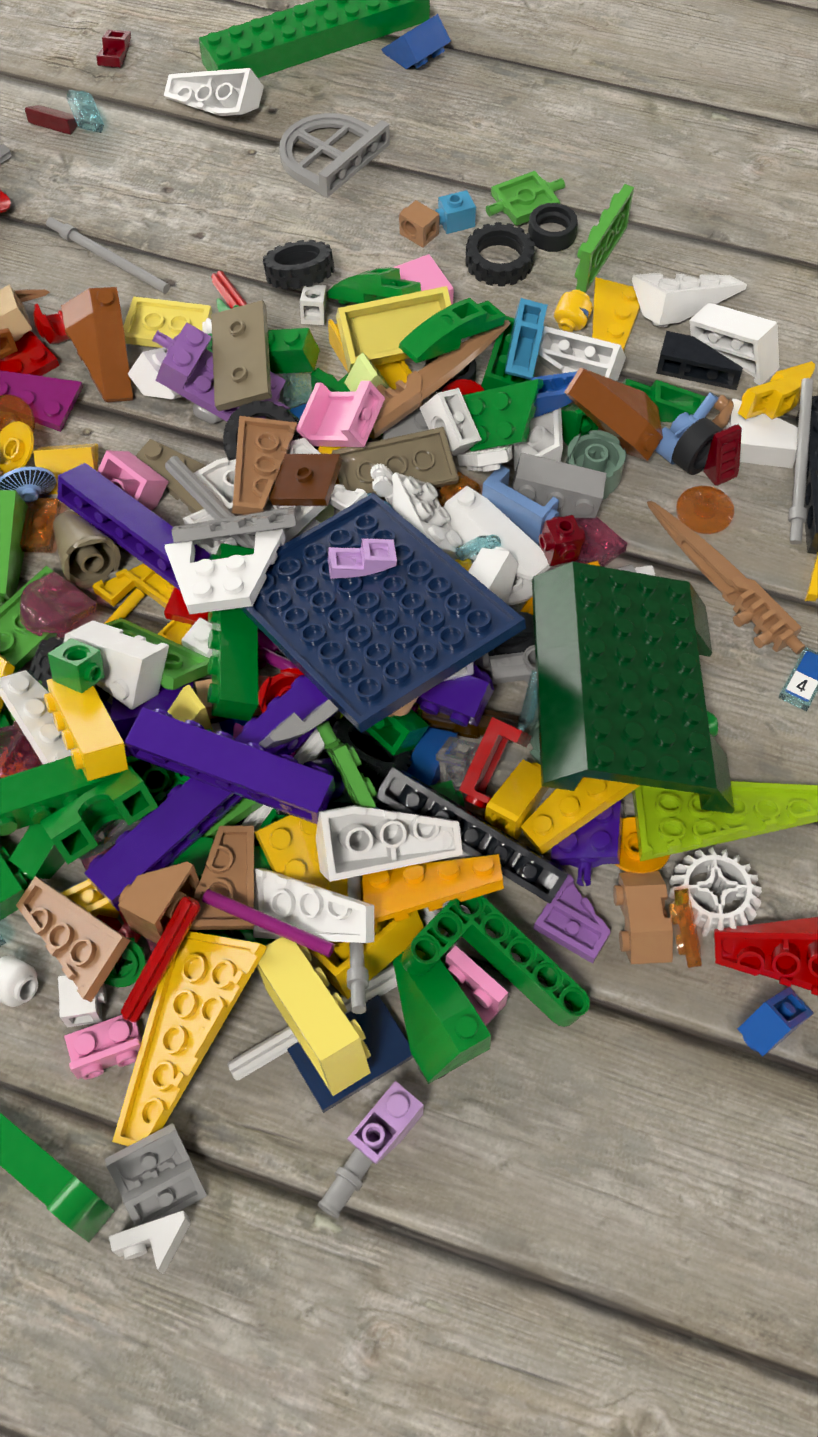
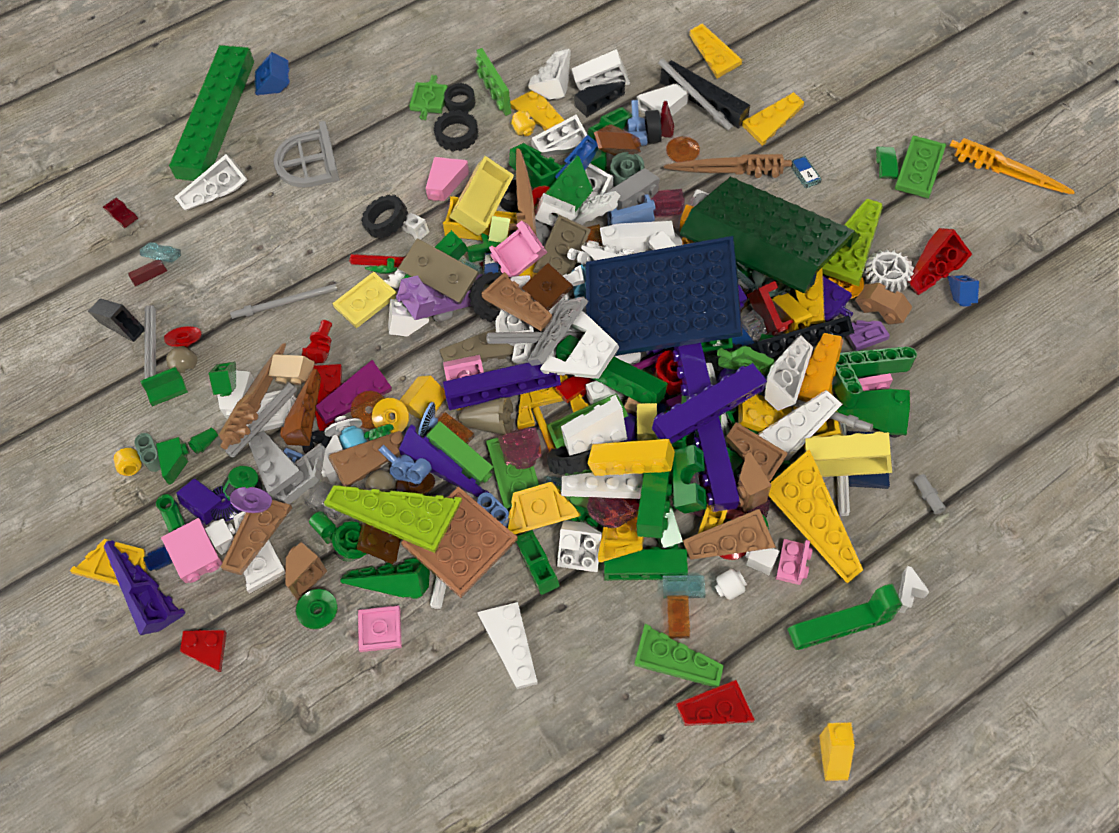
camera: 50 degrees left, 0 degrees up
(76, 665) = (595, 441): green brick -> none
(97, 332) = (352, 330): dark orange wedge -> none
(155, 1176) = (878, 569): light grey slope -> none
(160, 959) = (778, 504): red axle -> none
(268, 923) = (796, 442): magenta bar -> none
(294, 727) = (715, 360): light grey slope -> none
(371, 558) = (634, 284): lavender slope -> none
(372, 285) = (433, 192): green slope -> none
(387, 1123) = (915, 460): lavender slope -> none
(419, 223) = (403, 150): medium nougat brick -> none
(448, 327) = (511, 172): green slope -> none
(456, 212) = (411, 130): dark azure brick -> none
(474, 546) = (642, 242): clear light blue arm -> none
(525, 338) = (536, 148): dark azure slope -> none
(561, 540) = (669, 208): dark red brick -> none
(688, 941) = (899, 284): clear orange plate -> none
(725, 407) = (642, 105): medium nougat arm -> none
(778, 395) = (651, 75): yellow slope -> none

